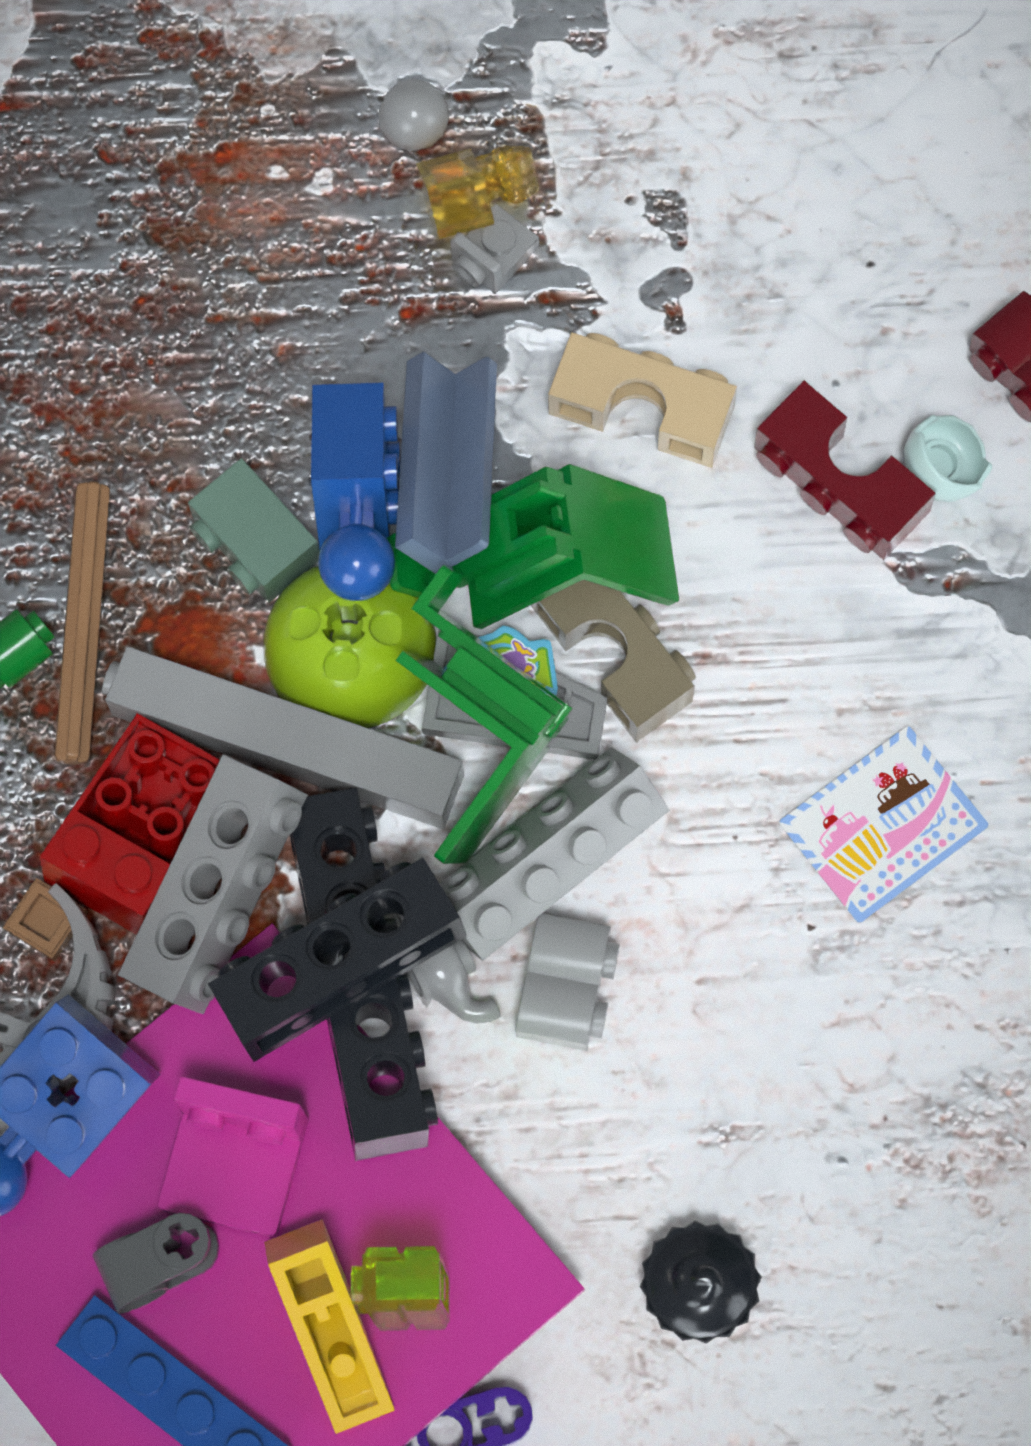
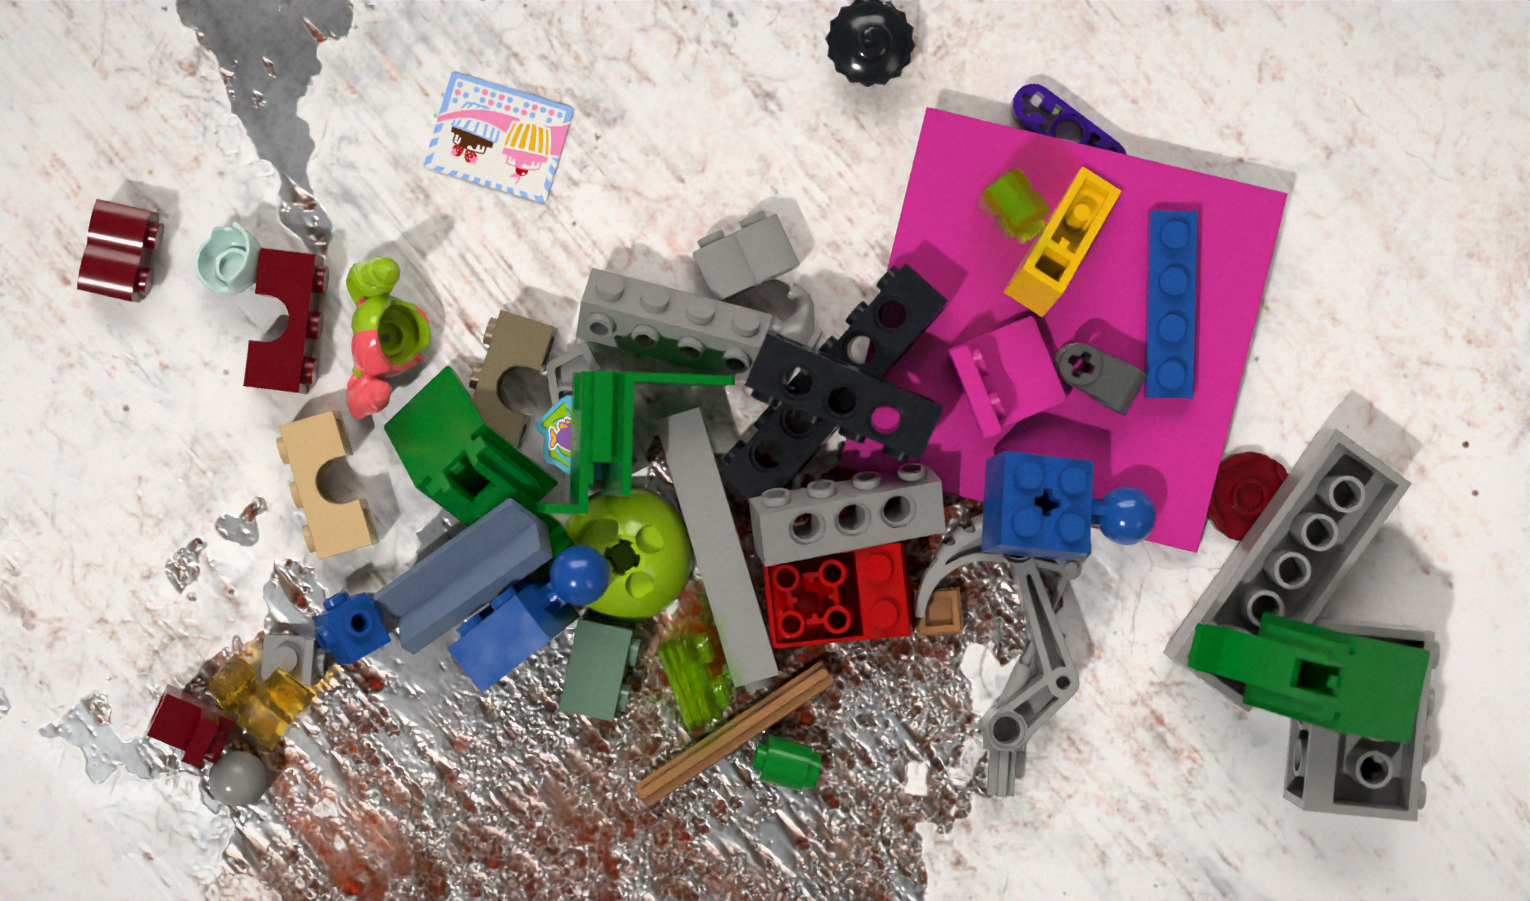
camera: 130 degrees left, 15 degrees up
(169, 612) = (688, 669): none -> clear neon green brick
(462, 323) = (350, 627): none -> blue brick
(500, 106) = (191, 726): none -> dark red brick
(744, 530) = (375, 316): none -> lime hair

